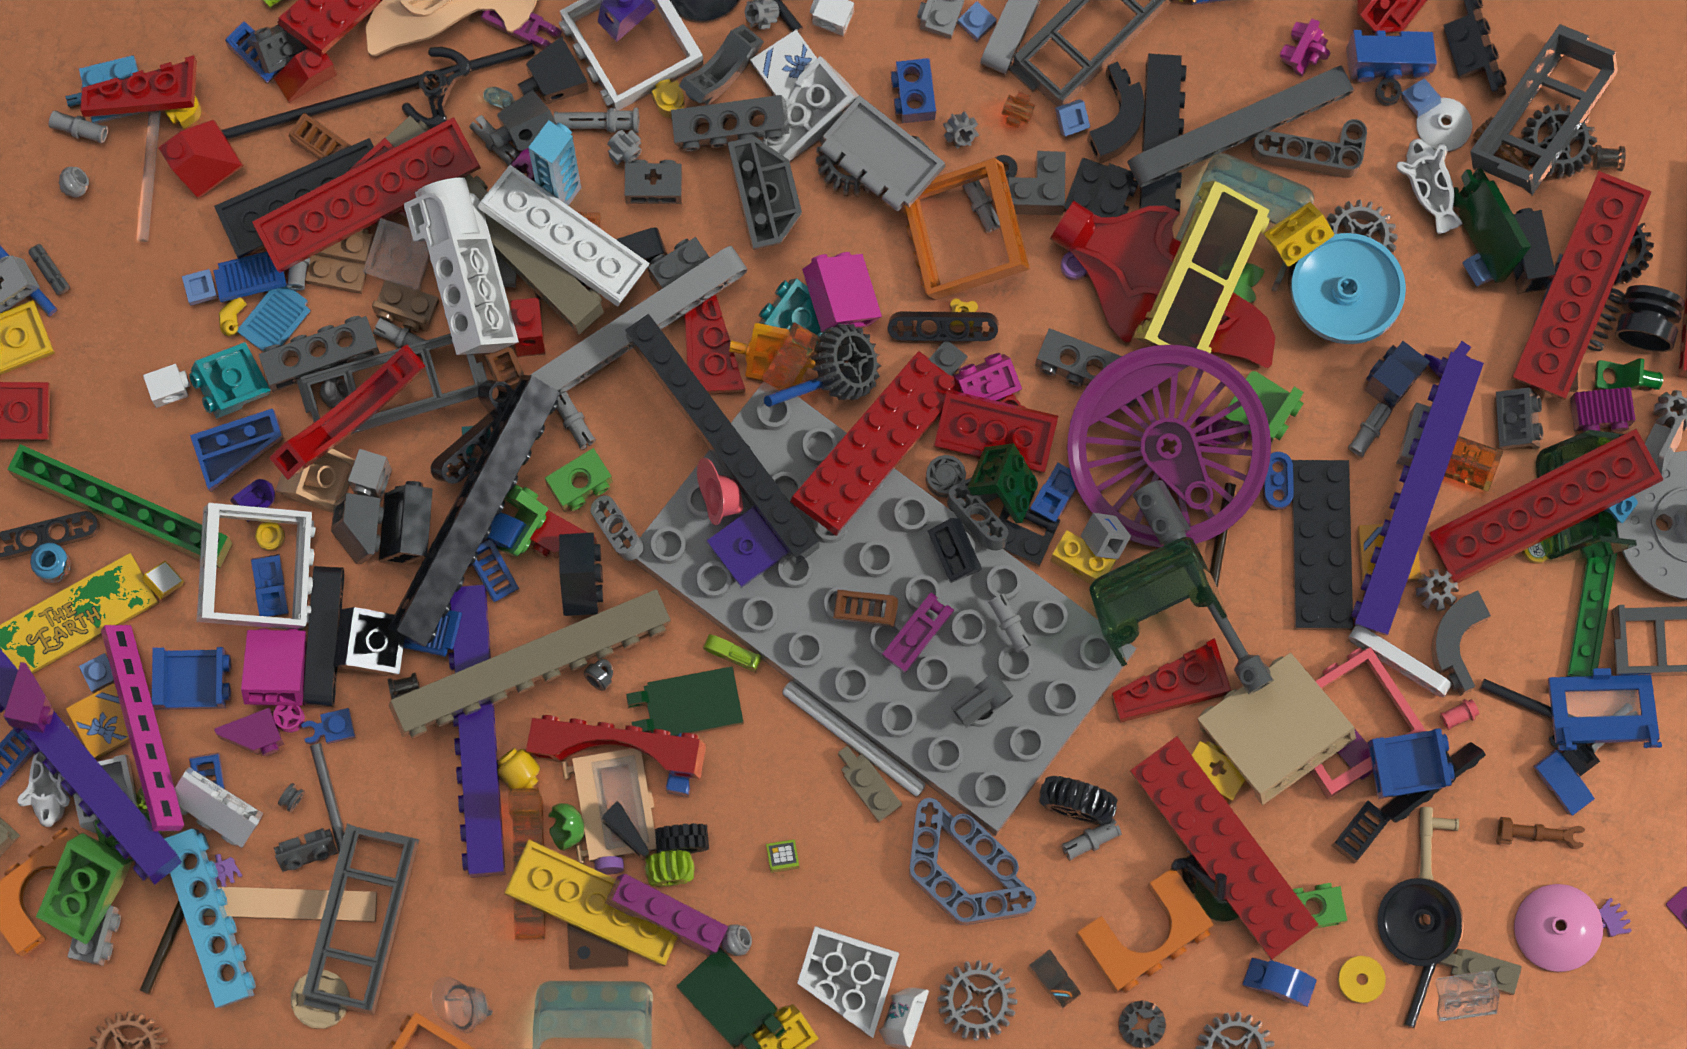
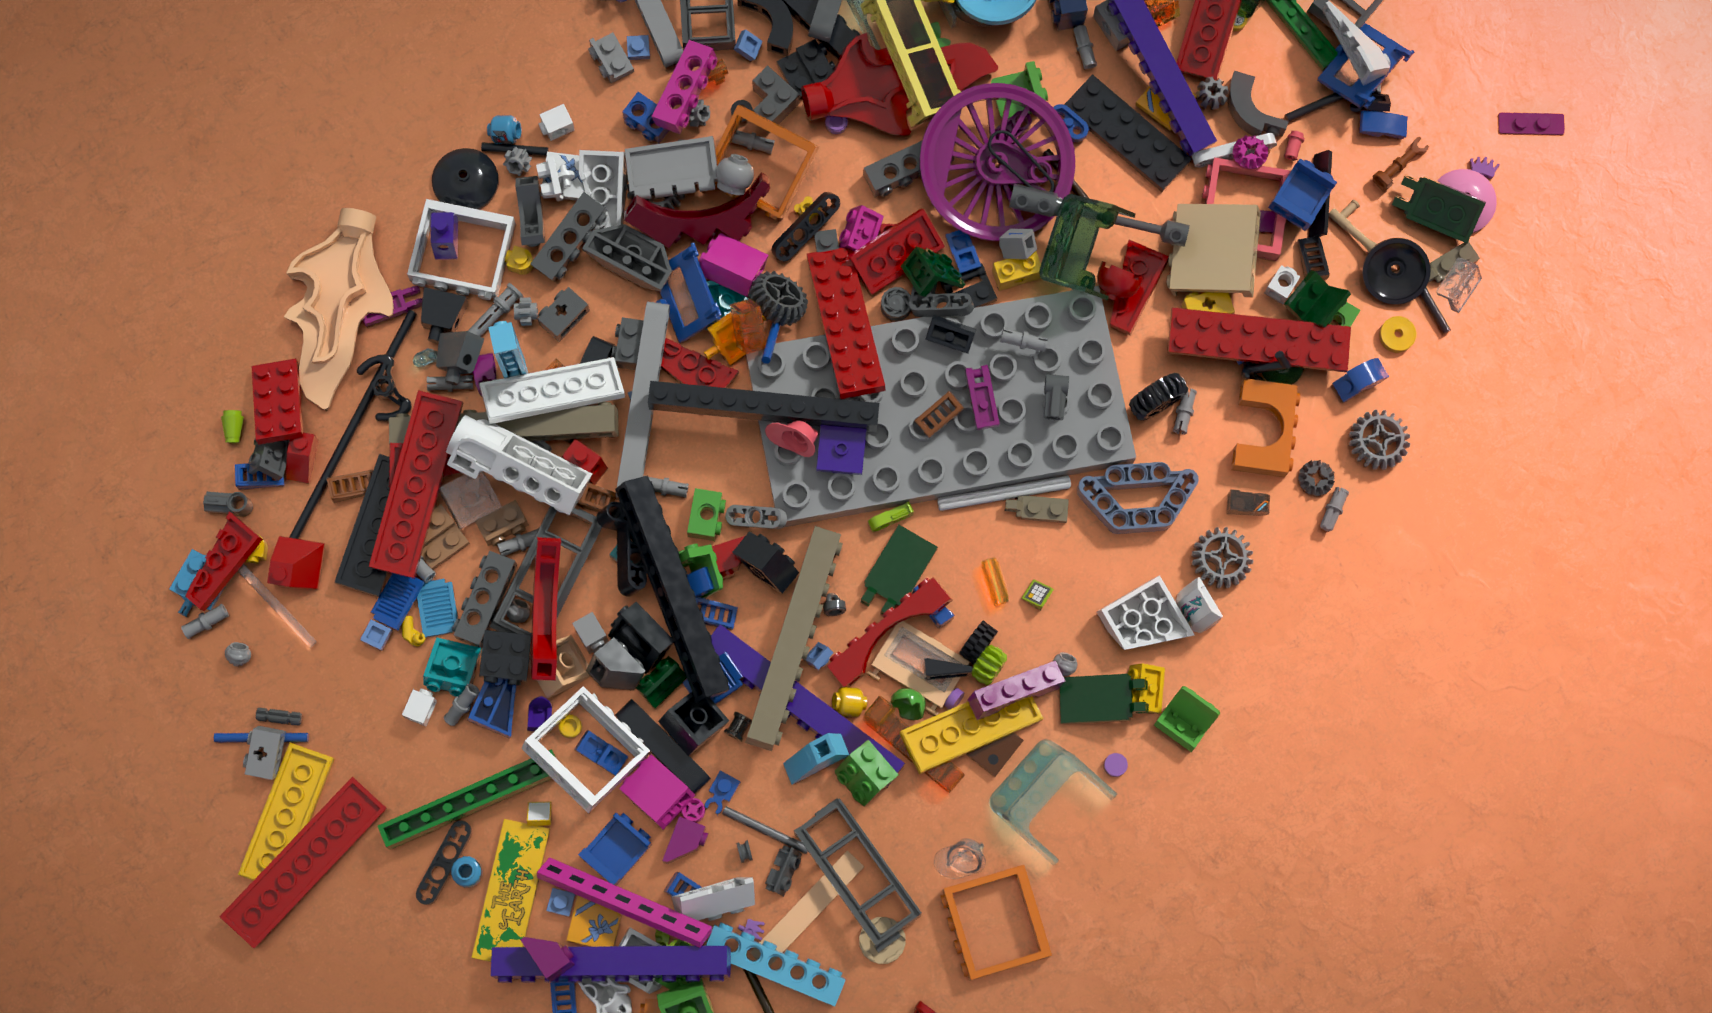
camera: 50 degrees left, 0 degrees up
(200, 419) = (461, 704): none -> light grey pin
(203, 48) = (225, 502): none -> dark grey piece
(273, 416) = (505, 657): none -> black plate
(381, 580) = (661, 681): none -> dark green bracket
(436, 784) = (815, 757): none -> medium azure slope
(462, 843) = (865, 773): none -> bright green bracket
(537, 703) = (819, 656): none -> medium blue plate
(758, 804) = (995, 581): none -> clear yellow piece
(772, 278) = (688, 296): none -> blue piece
(778, 48) = (553, 188): none -> white hips
(825, 200) = (666, 223): none -> dark red arch
(924, 215) = (734, 174): none -> light grey piece
(978, 83) = (692, 56): none -> dark pink brick
(1157, 662) = (1117, 282): none -> red cylinder
(1202, 463) = (1025, 151): none -> black piece
(1295, 829) = (1279, 292): none -> white brick
(1316, 868) = (1316, 300): none -> dark green bracket
(1398, 685) = (1250, 161): none -> dark pink gear
(1527, 909) = (1440, 207): none -> dark green tile
(1610, 698) = (1361, 50): none -> white wedge

